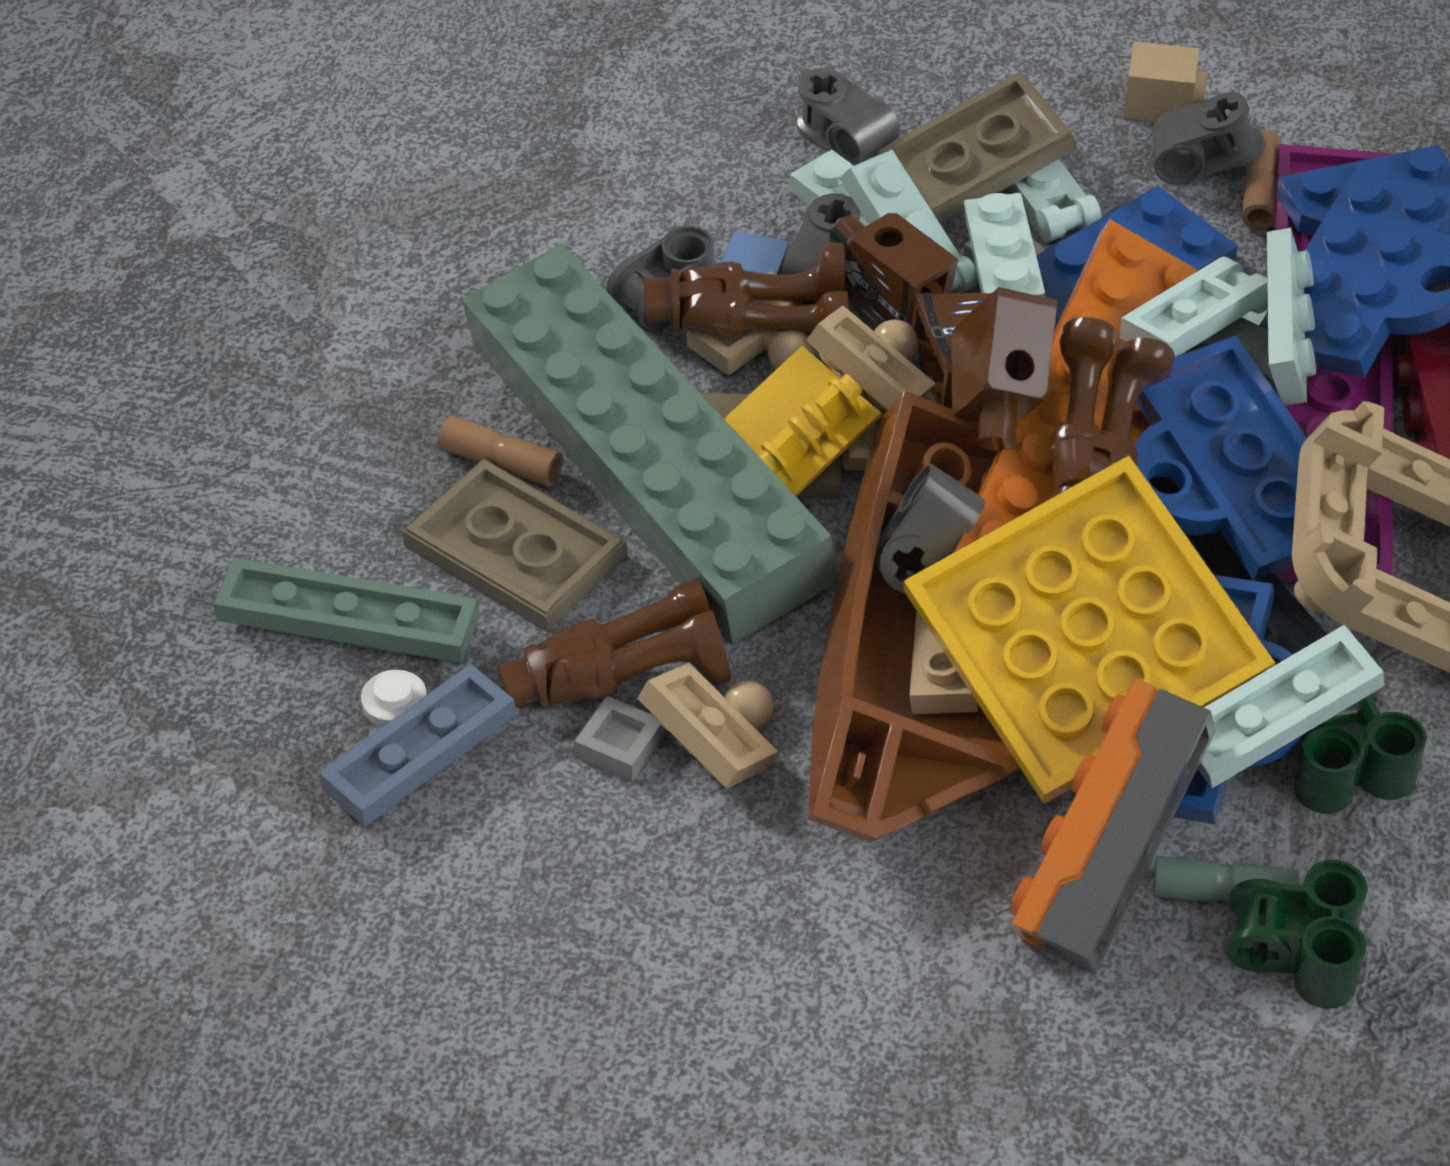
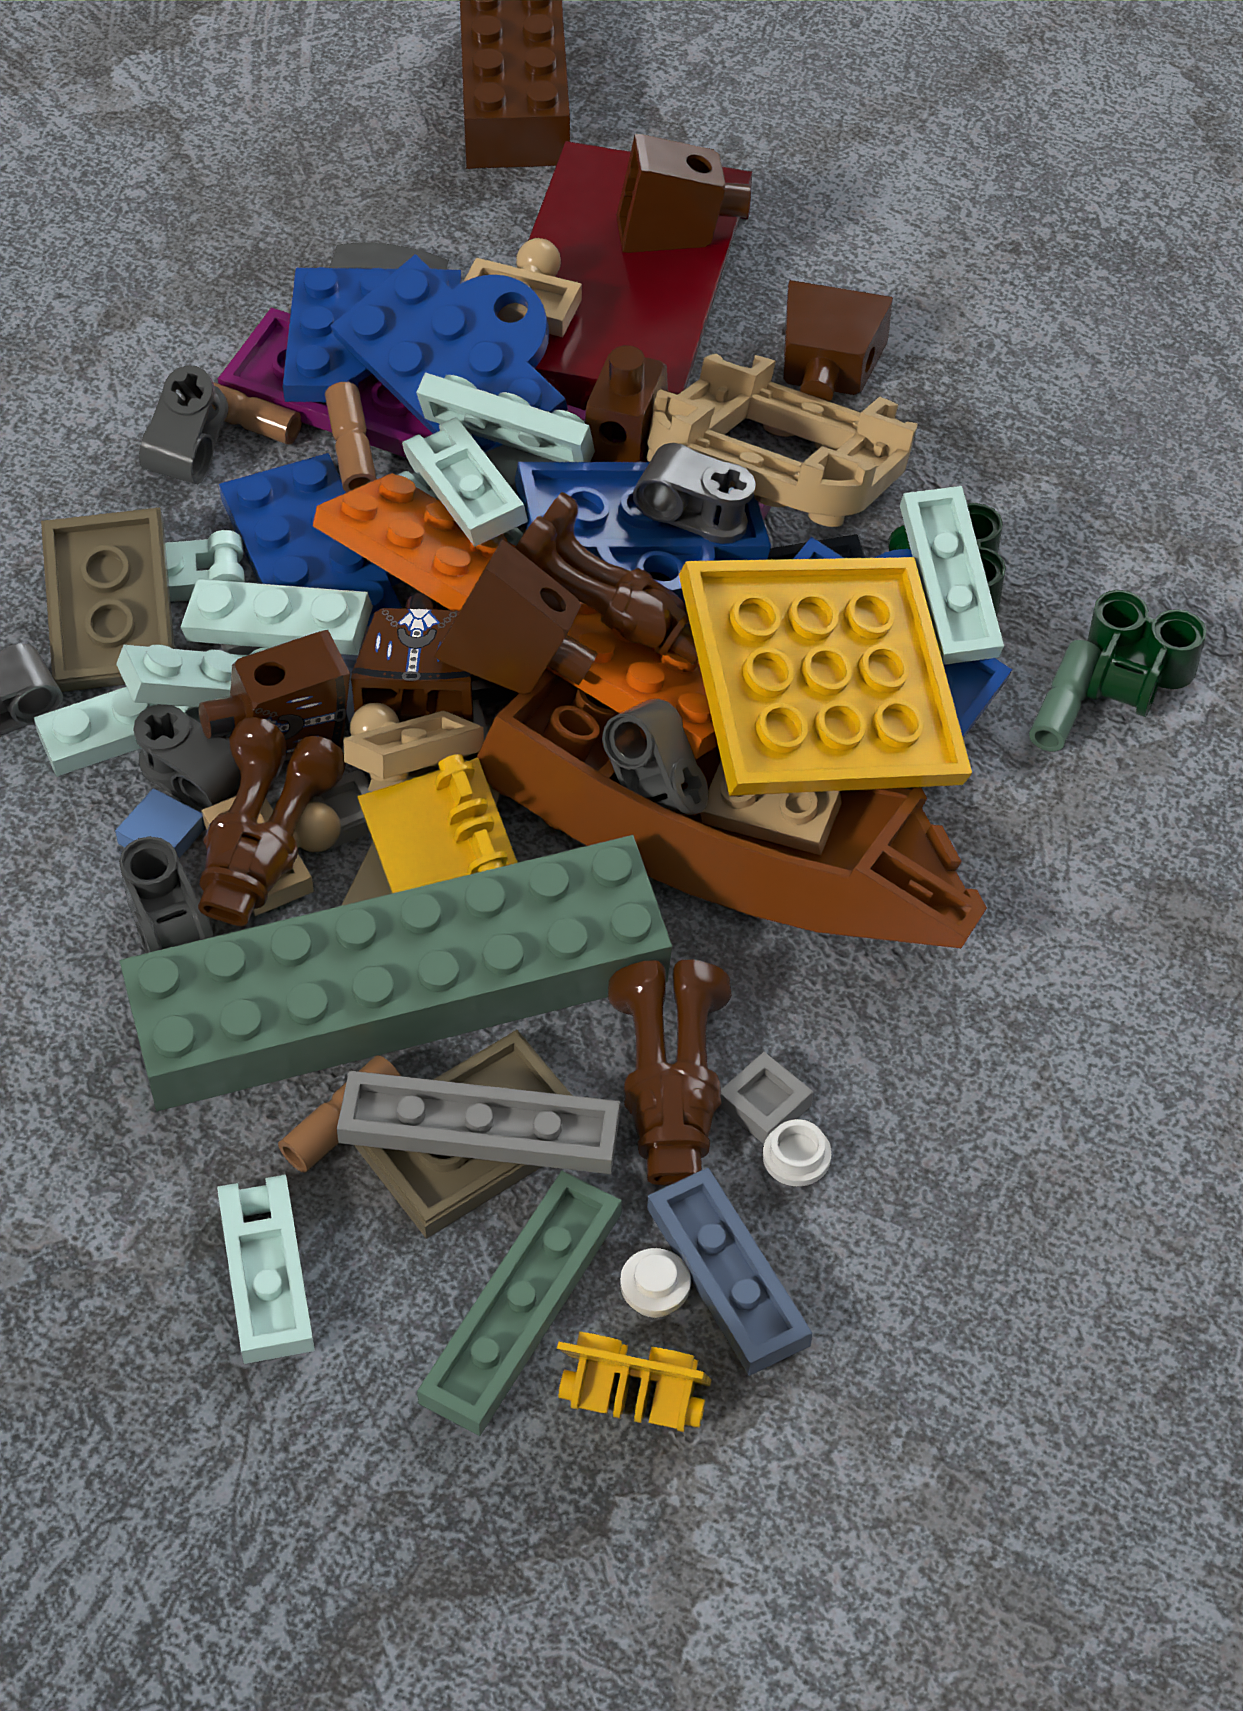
camera: 75 degrees left, 5 degrees up
(283, 689) = (604, 1357): none -> yellow hinge
(333, 440) = (265, 1271): none -> light aqua plate
(501, 528) = (479, 1122): none -> light grey plate
(563, 770) = (797, 1153): none -> white plate
(714, 727) = (780, 1015): tan plate -> none
(1113, 824) = (1034, 728): dark grey piece -> none
(1162, 80) = (82, 436): tan brick -> none
(1251, 240) = (349, 431): none -> medium nougat piece
(1266, 474) = (692, 490): none -> flat silver piece
(1368, 376) = (624, 398): none -> reddish brown torso

